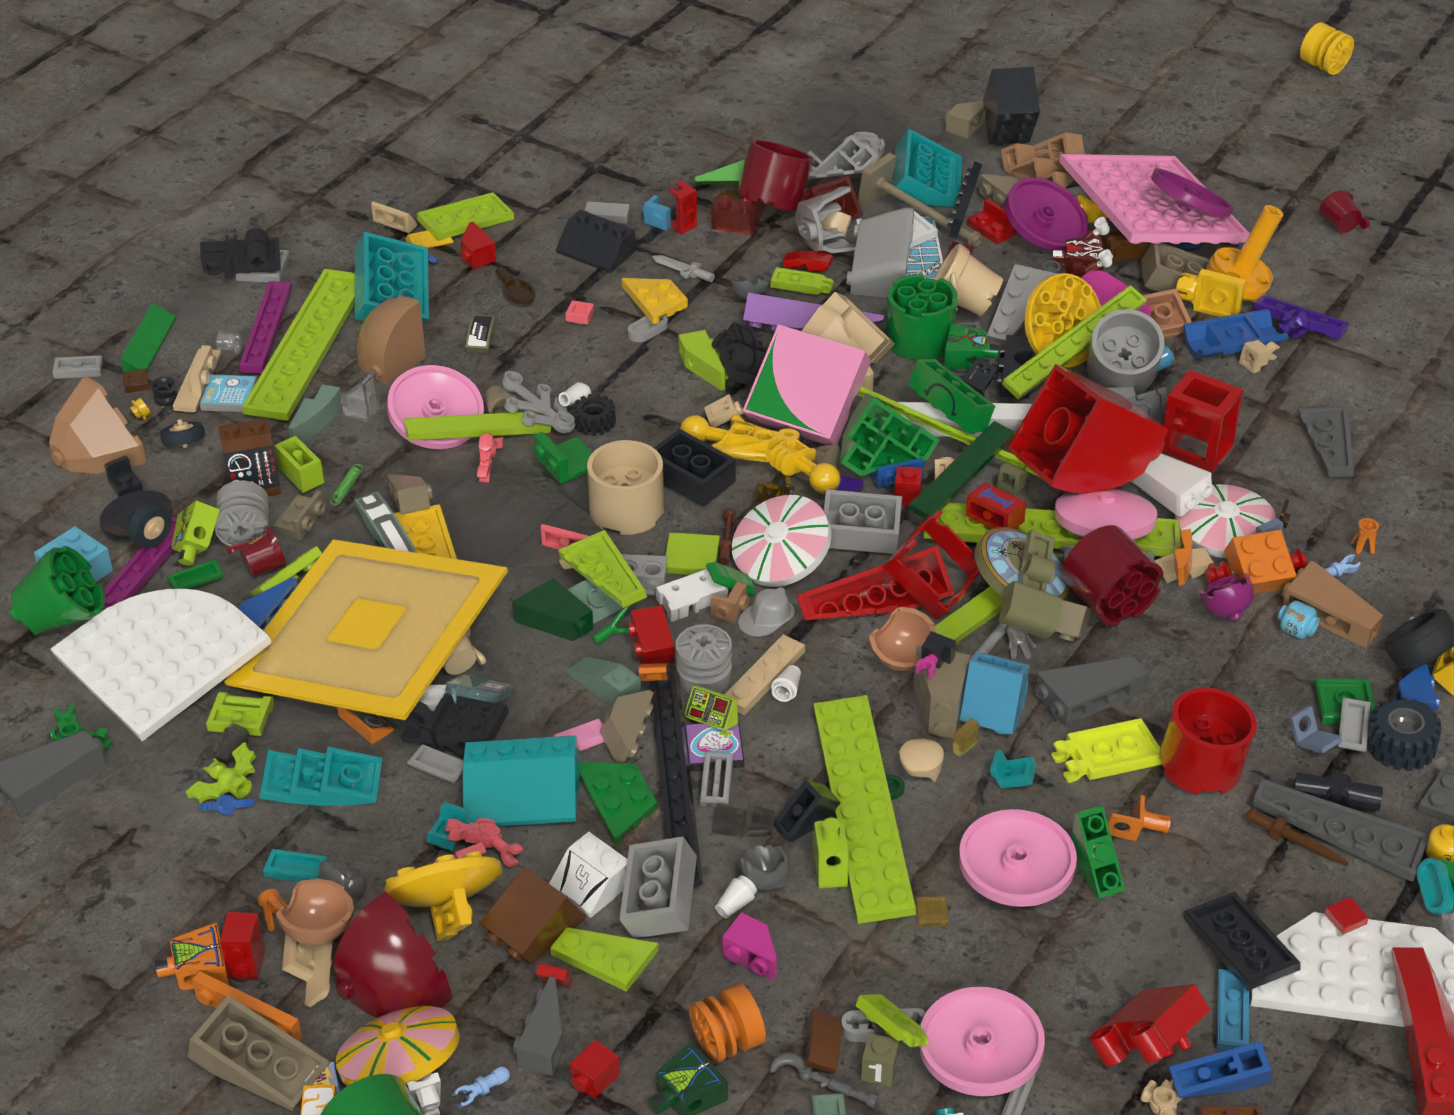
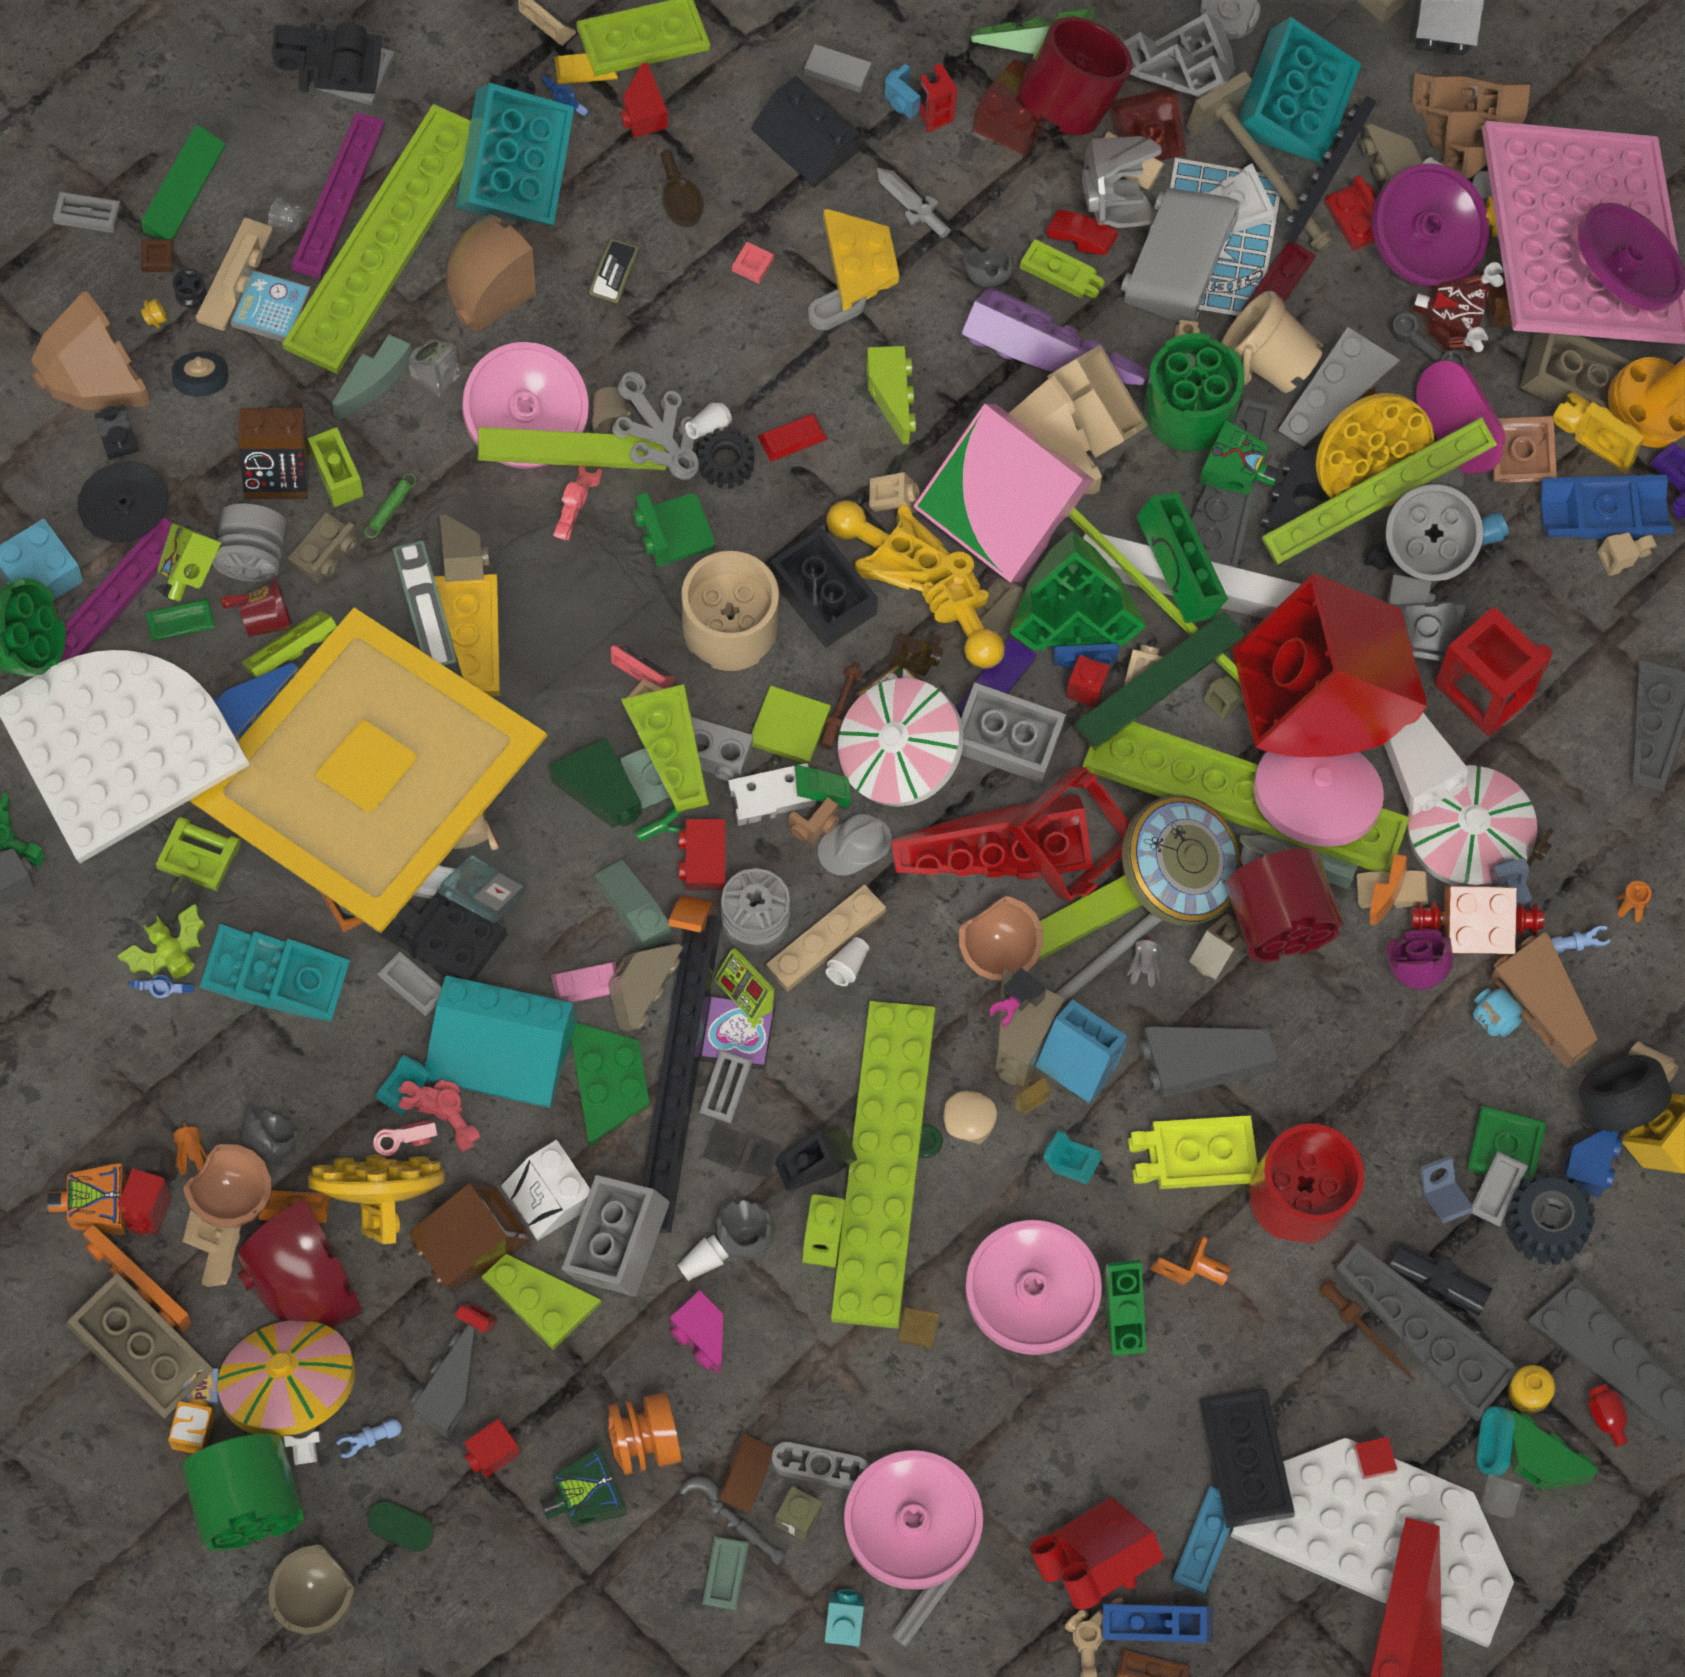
camera: 10 degrees right, 25 degrees up
(150, 525) = (134, 543): black wheel -> none
(292, 865) = (223, 1092): teal tile -> none
(638, 398) = (792, 437): none -> red tile
(740, 353) = (941, 400): black plate -> none
(892, 1020) = (823, 1475): lime hinge -> none
(981, 375) = (1239, 515): black bracket -> none
(995, 507) = (1181, 755): red brick -> none
(1026, 602) = (1166, 927): olive plate -> none

